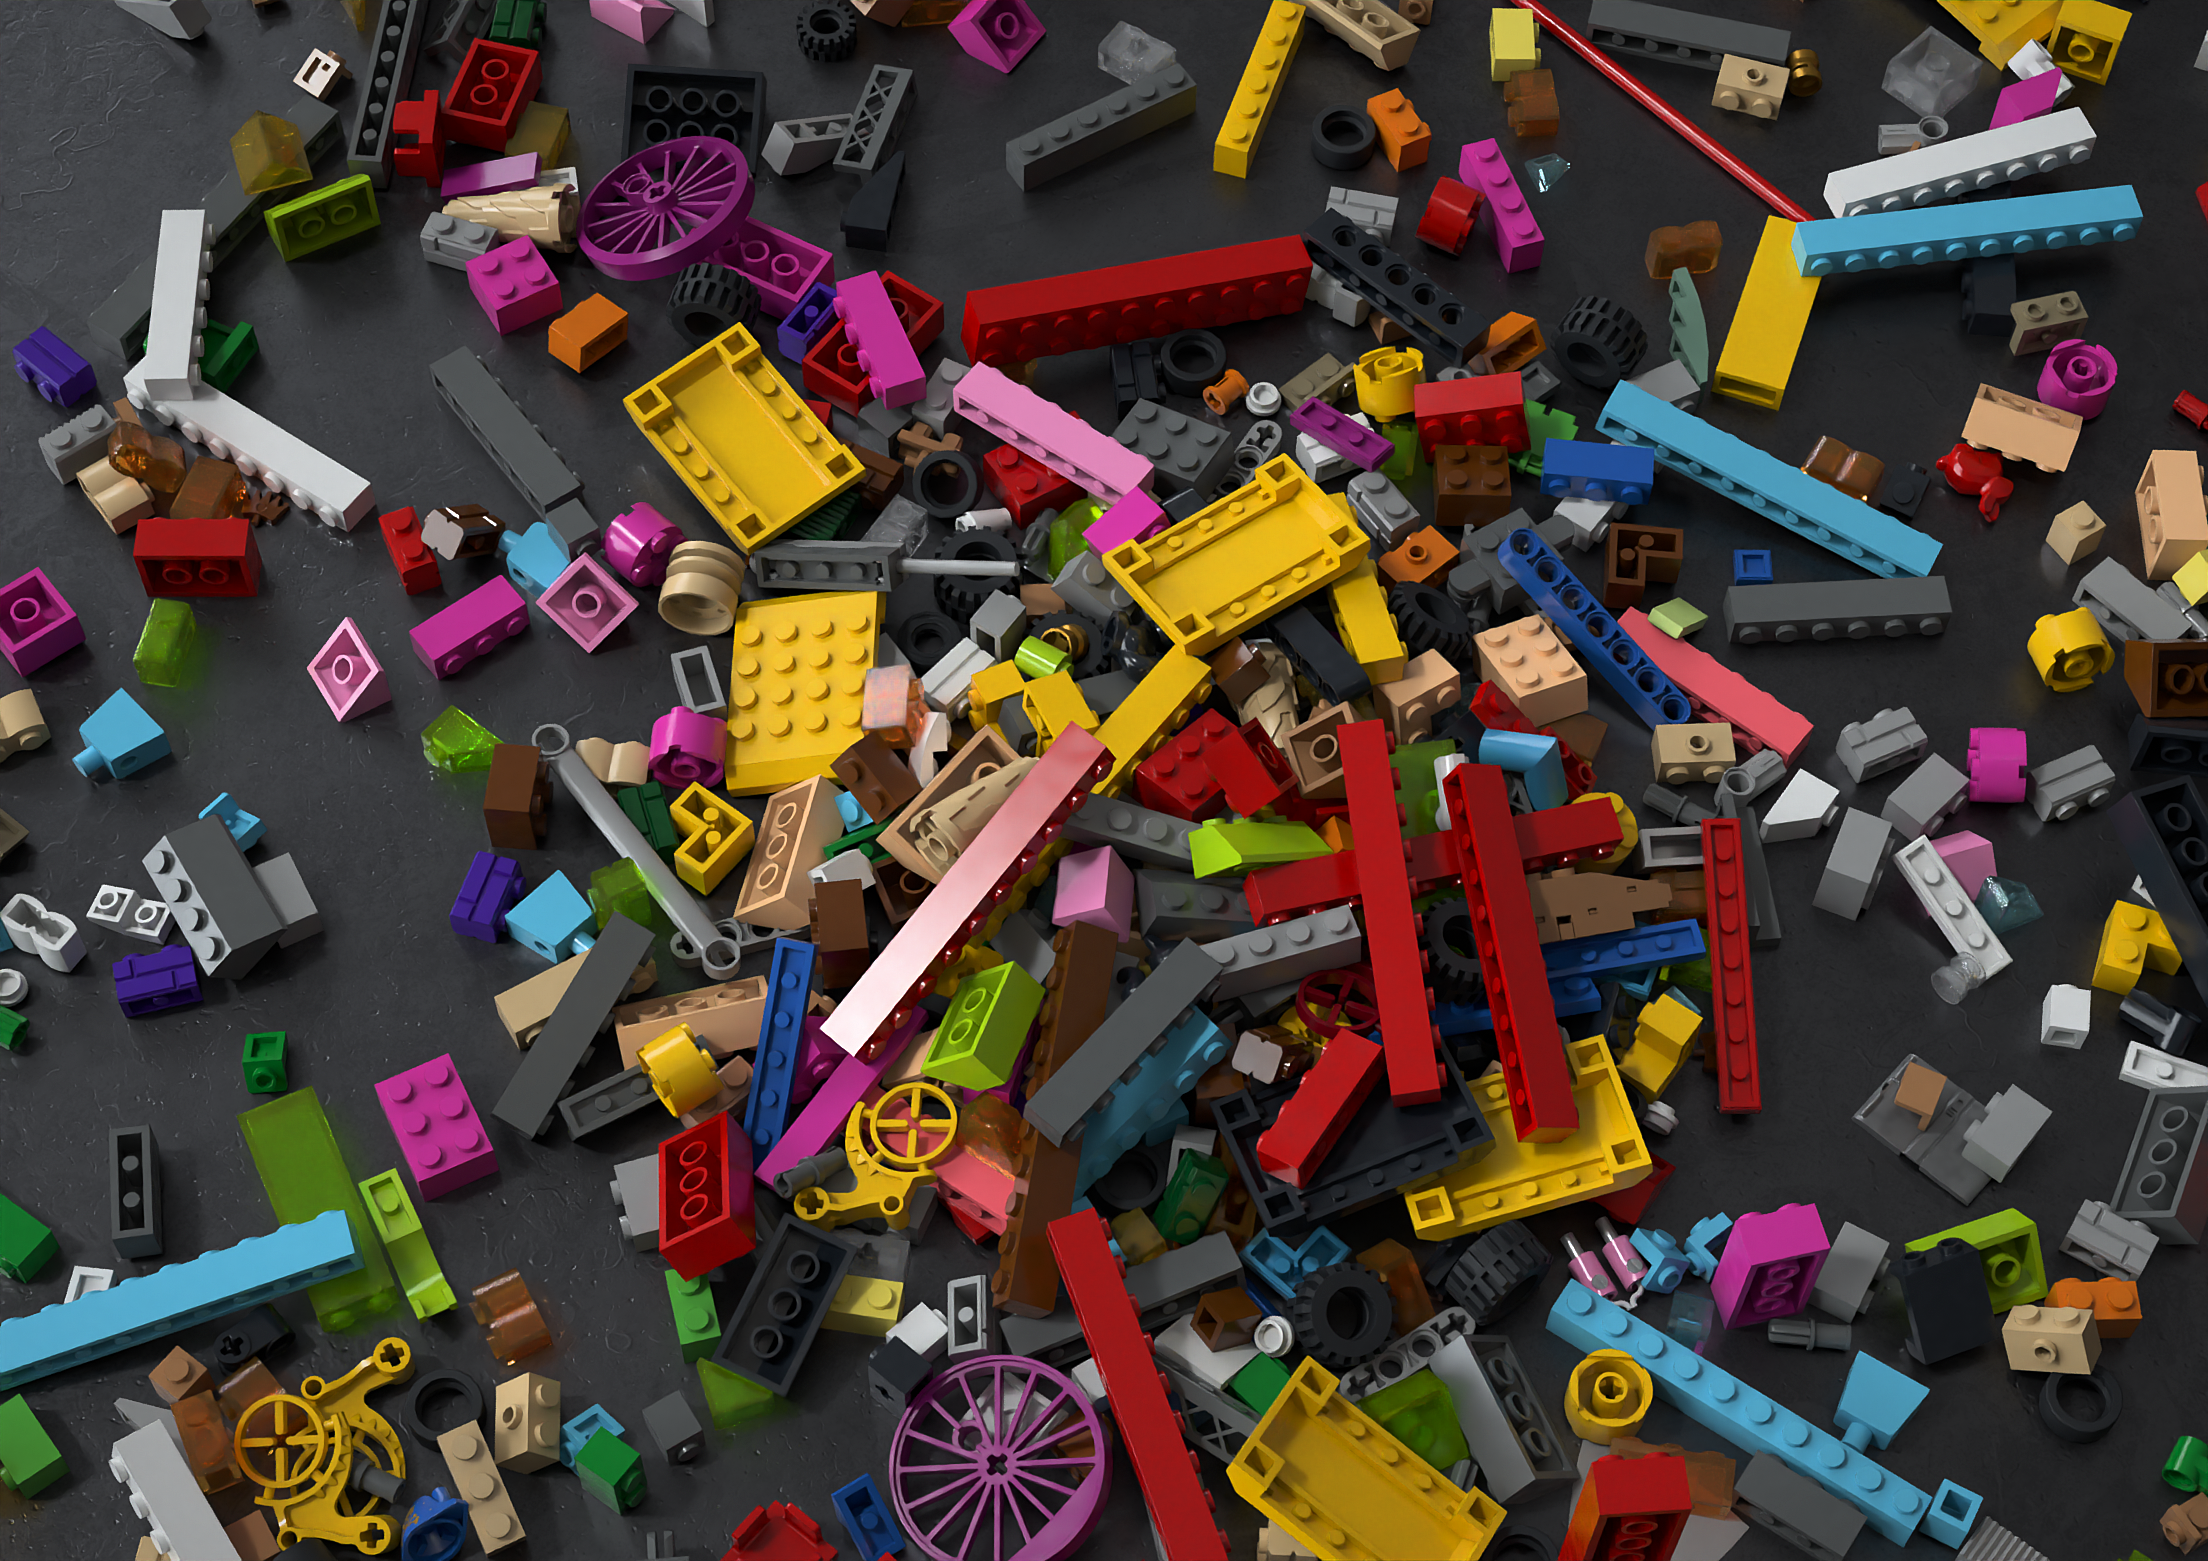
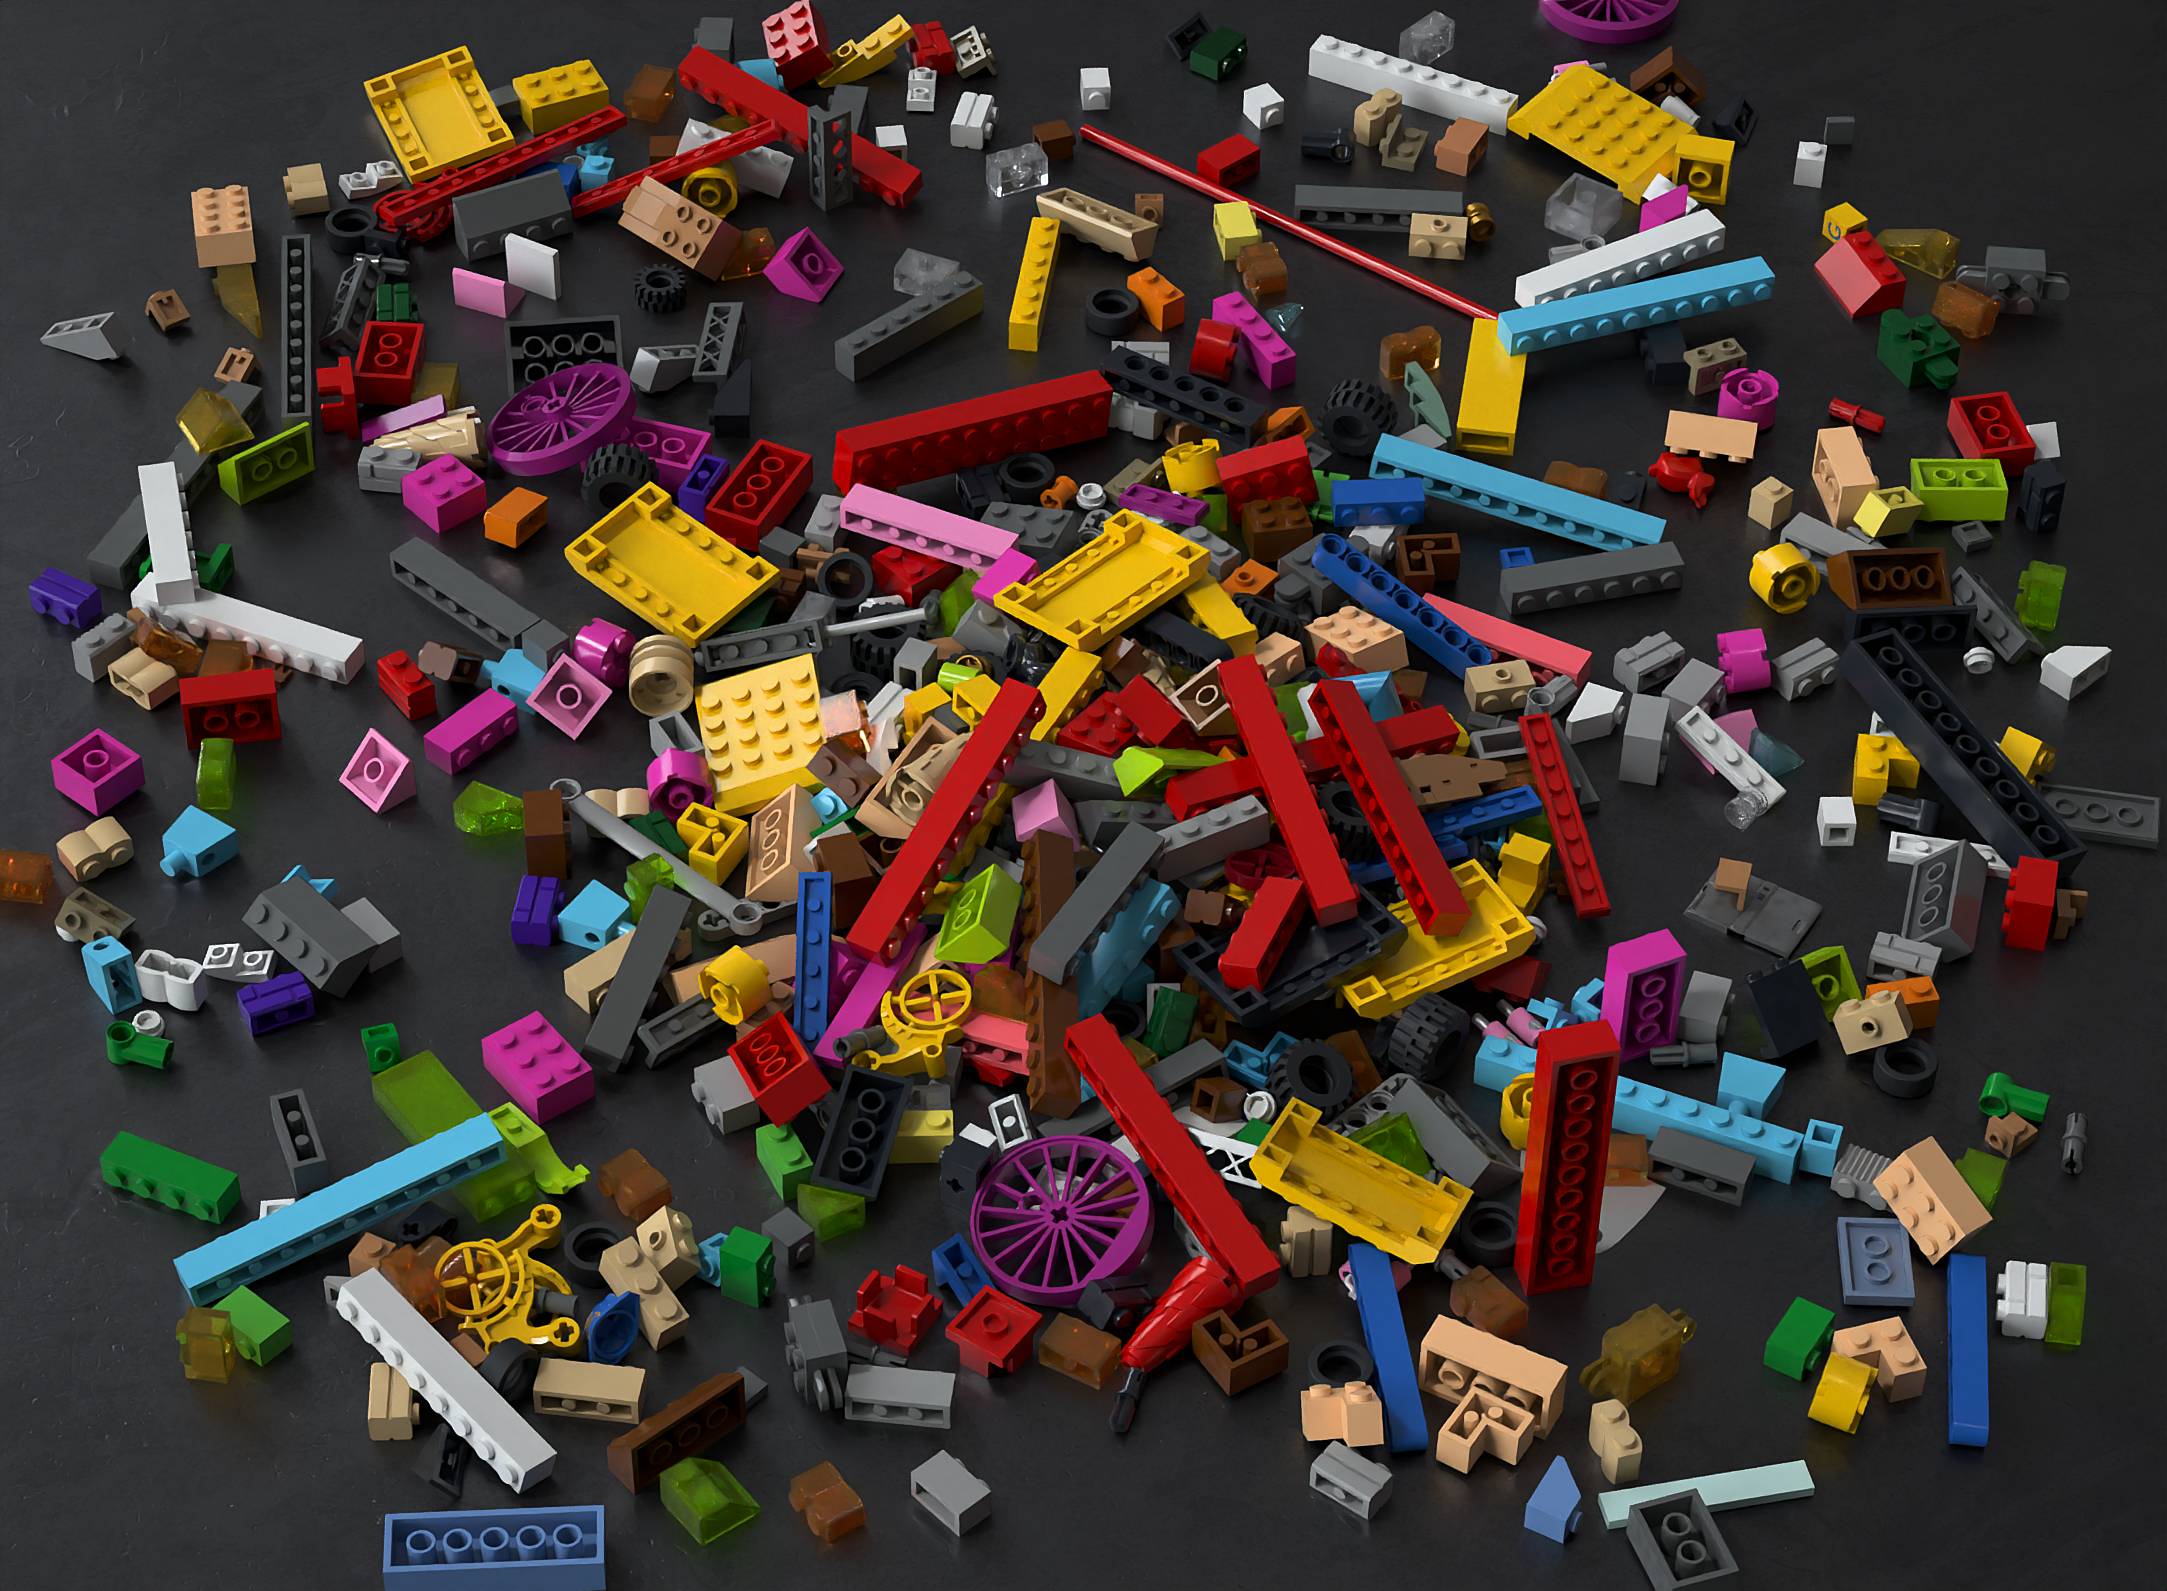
camera: 10 degrees left, 15 degrees down
(880, 340) = (769, 483): dark pink brick -> none
(1677, 618) = (1465, 598): yellowish green tile -> none
(2005, 1133) = (1806, 899): light grey brick -> none

